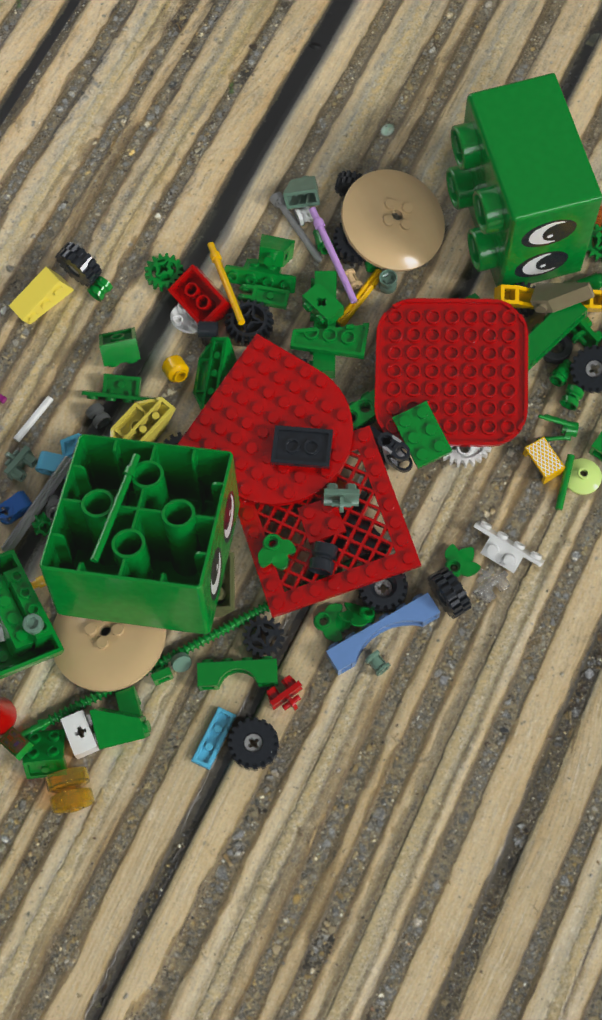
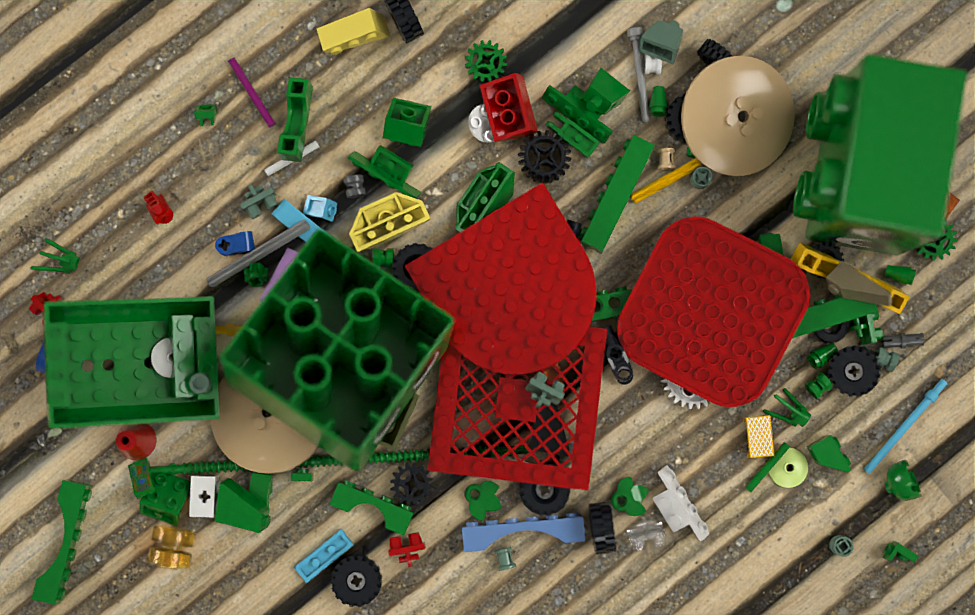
camera: 20 degrees right, 15 degrees up
(26, 395) = (298, 107): none -> green arch
(51, 506) = (272, 267): dark grey cone -> none
(100, 288) = (419, 47): green wheel -> none
(129, 473) = (345, 298): green bar -> none
(175, 368) = (450, 172): yellow head -> none
(181, 662) = (325, 471): sand green tile -> none
(207, 330) = (498, 151): black piece -> none
(216, 259) = (544, 71): yellow bar -> none
(276, 555) = (457, 415): green plate -> none
(302, 447) = (530, 326): black plate -> none
(320, 226) = (661, 87): lavender bar -> none
(322, 305) = (624, 167): green brick -> none
(322, 560) = (498, 443): black wheel -> none
(339, 341) = (620, 223): green wing -> none
(357, 615) = (507, 504): green plate -> none
(422, 435) = (652, 362): green plate -> none

